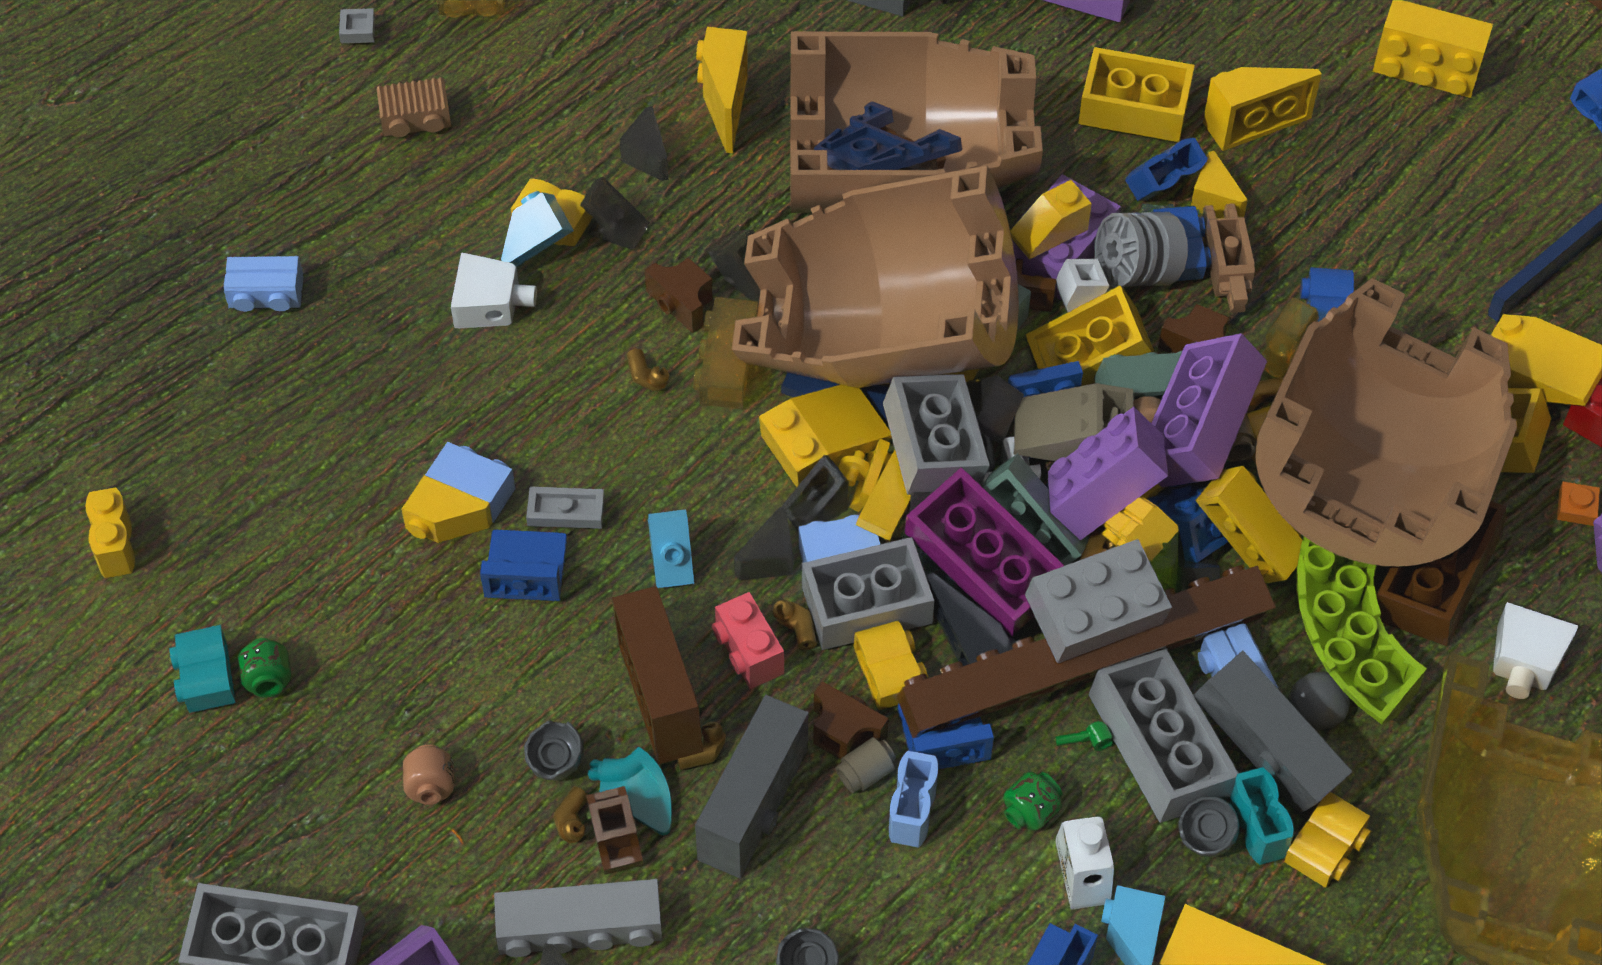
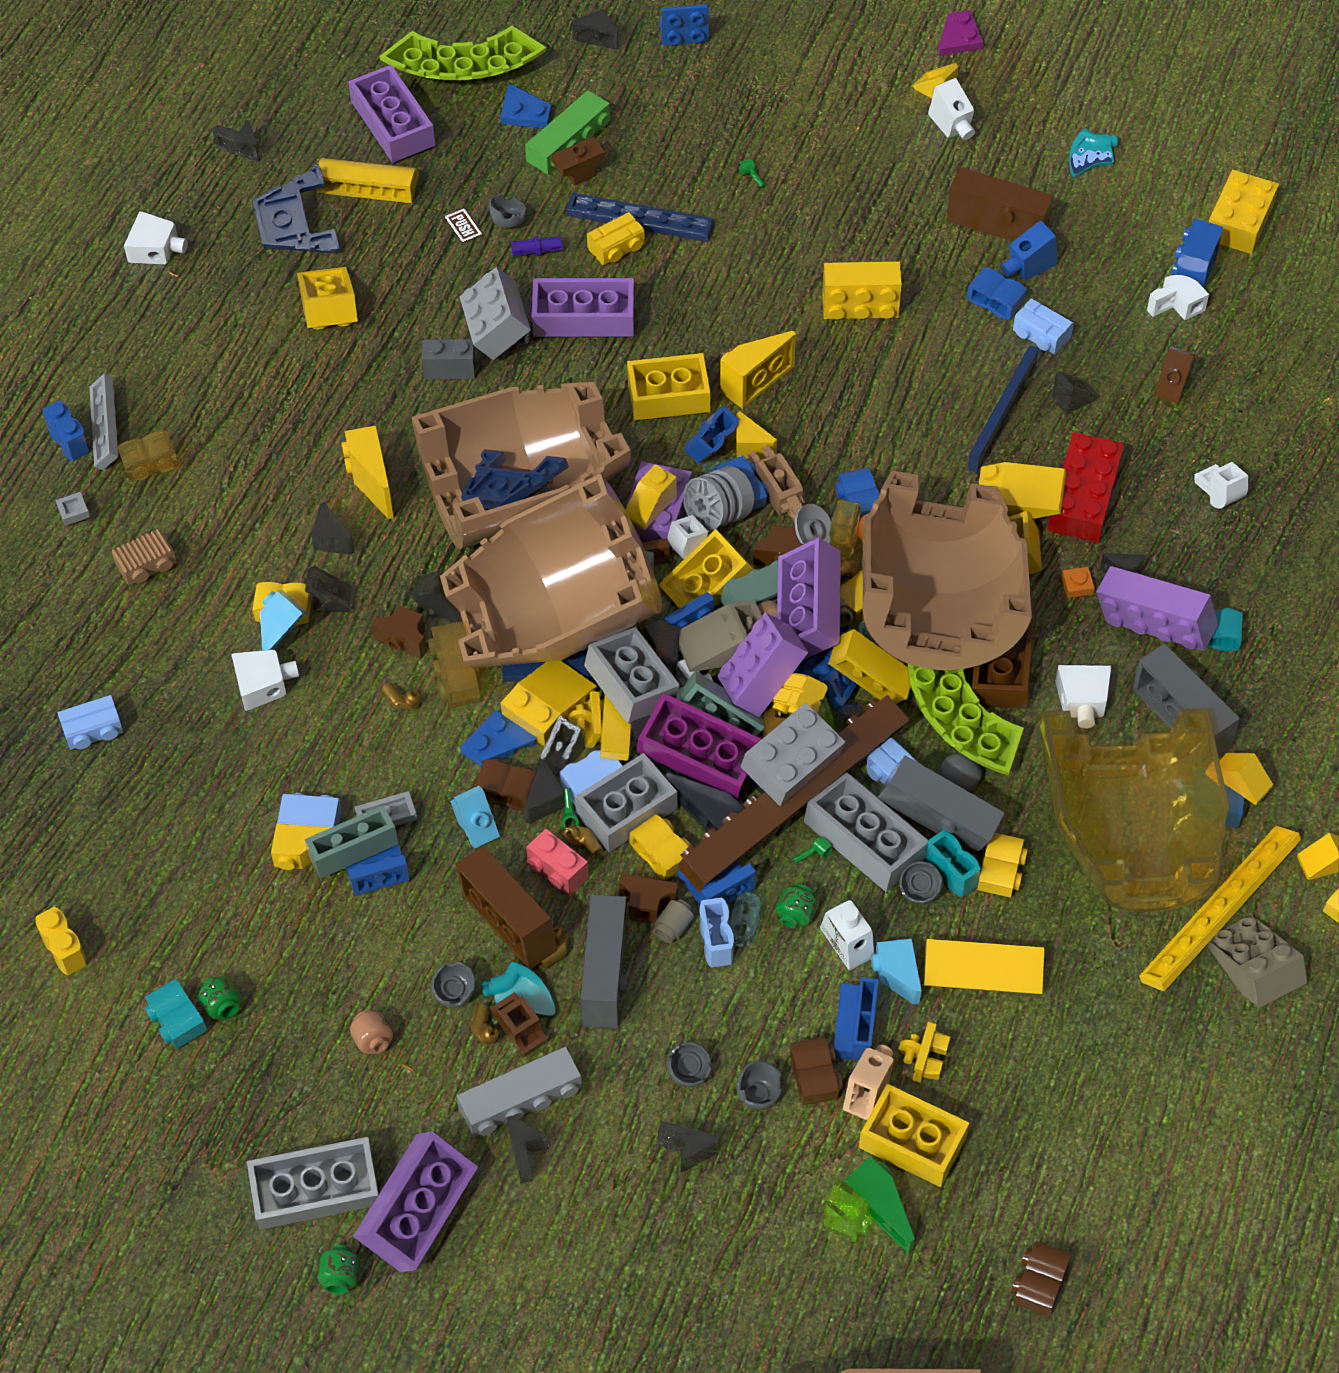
camera: 20 degrees left, 0 degrees up
(502, 527) = (351, 841): none -> sand green brick
(724, 518) = (505, 783): none -> reddish brown brick
(740, 462) = (496, 739): none -> blue wing
(793, 578) = (568, 809): none -> green hand
(966, 799) = (739, 918): none -> clear light blue beam
(1252, 316) = (812, 523): none -> light grey dish

